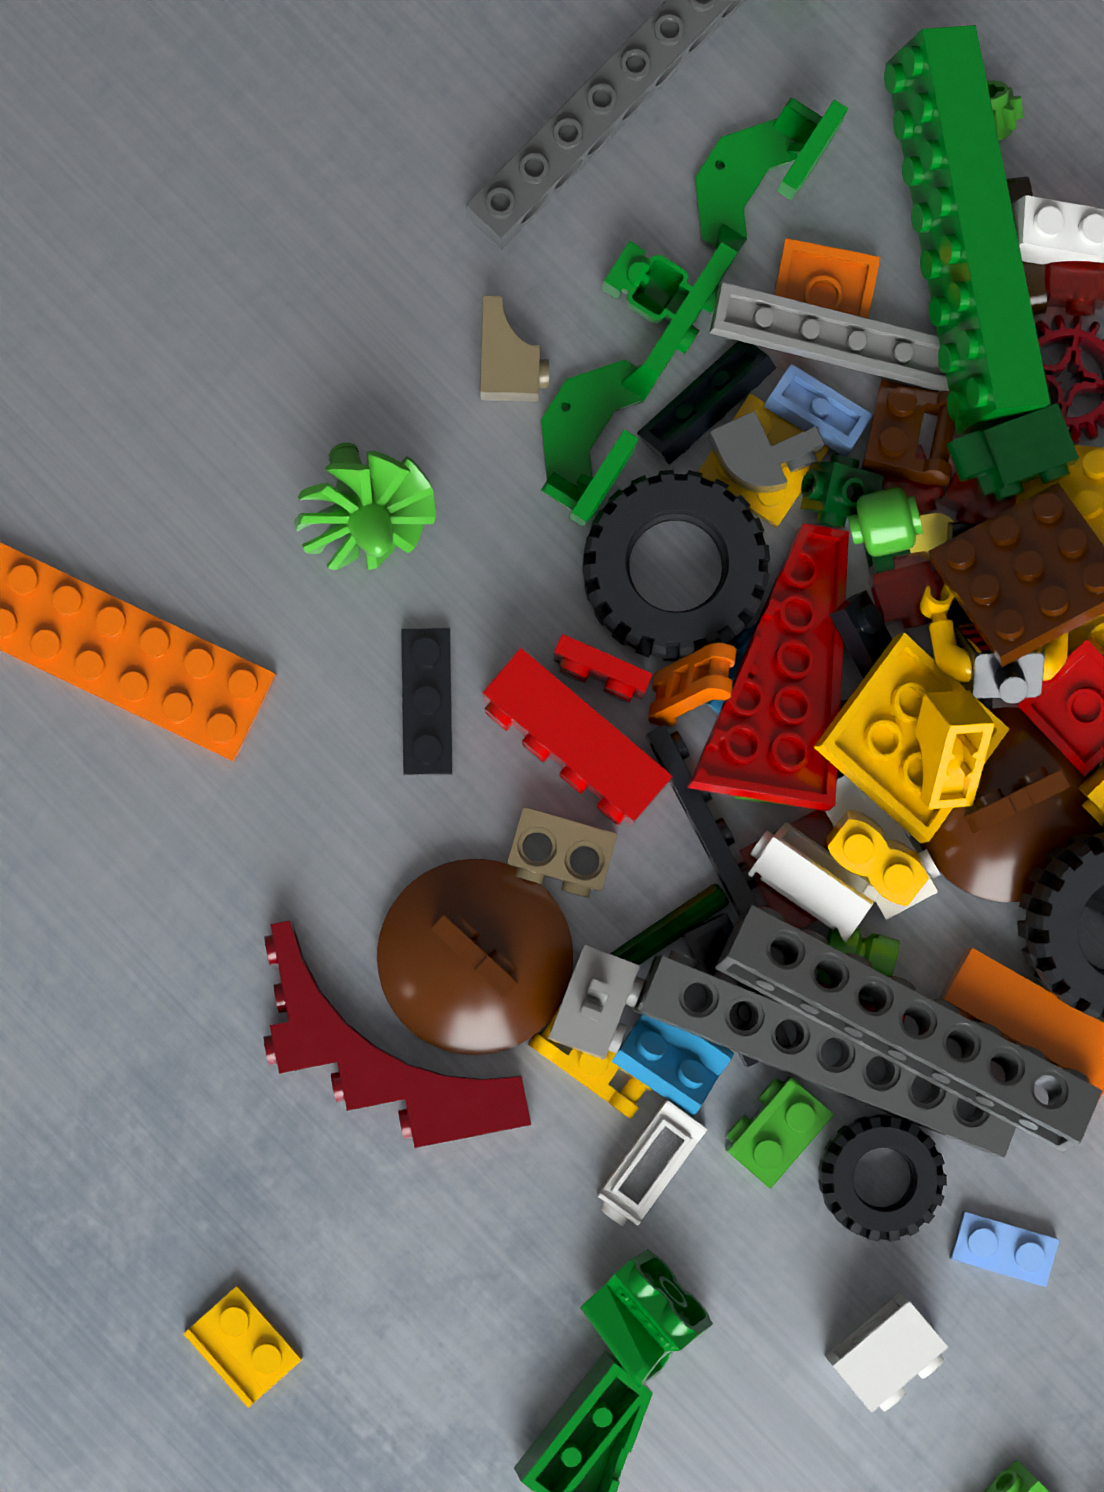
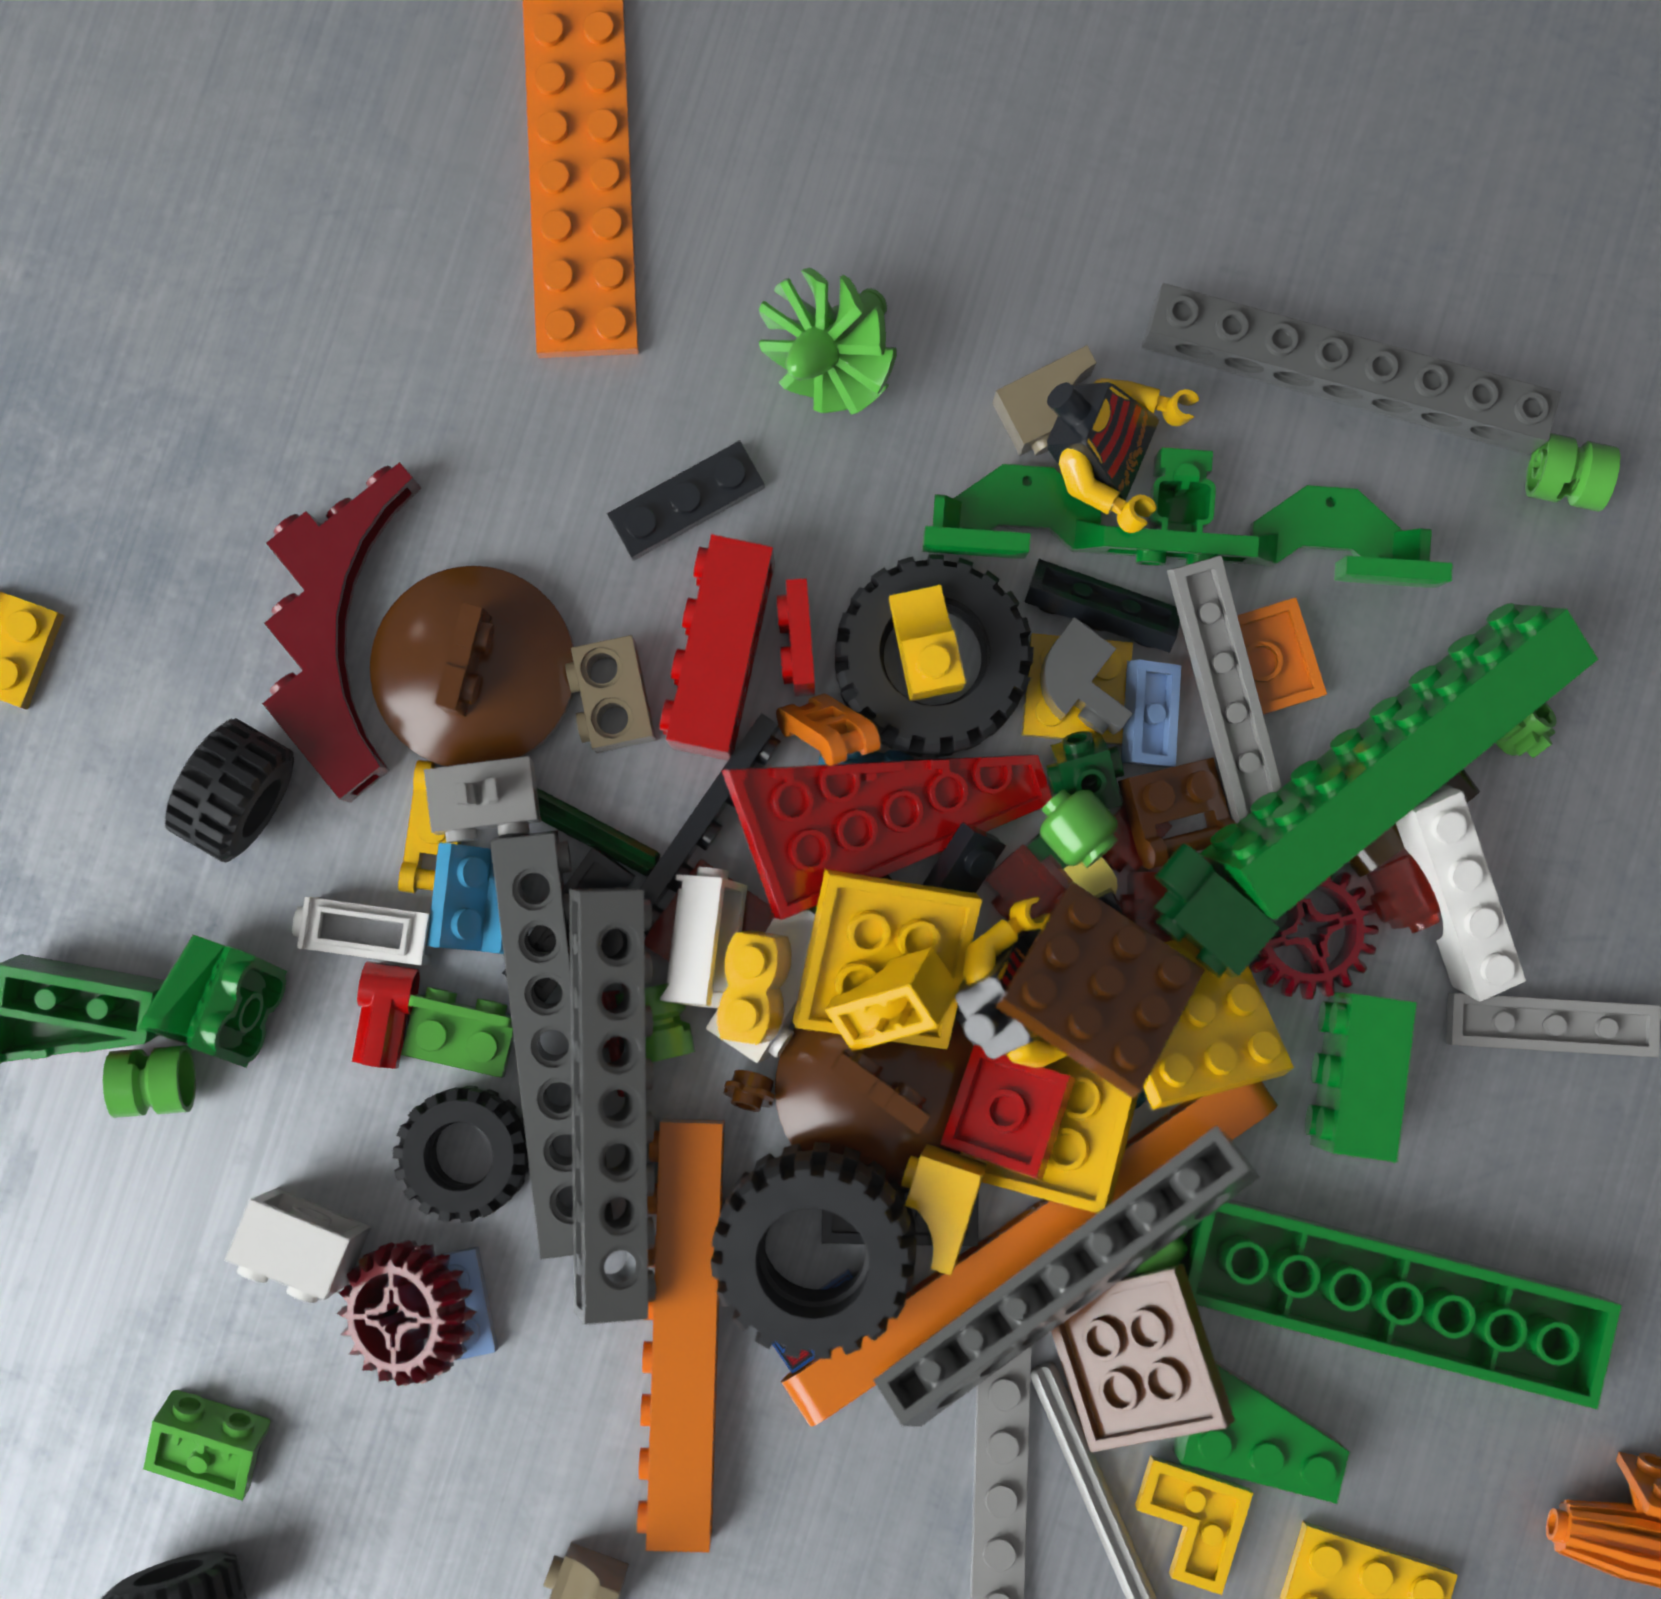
camera: 65 degrees right, 0 degrees up
(476, 1211) = (229, 790): none -> black tyre
(571, 325) = (1104, 438): none -> torso
(670, 563) = (926, 643): none -> yellow arch
(681, 1411) = (142, 1081): none -> bright green wheel
(720, 1179) = (384, 1002): none -> red piece
(955, 912) = (750, 1090): none -> reddish brown plate
(1017, 1314) = (389, 1334): none -> dark red gear

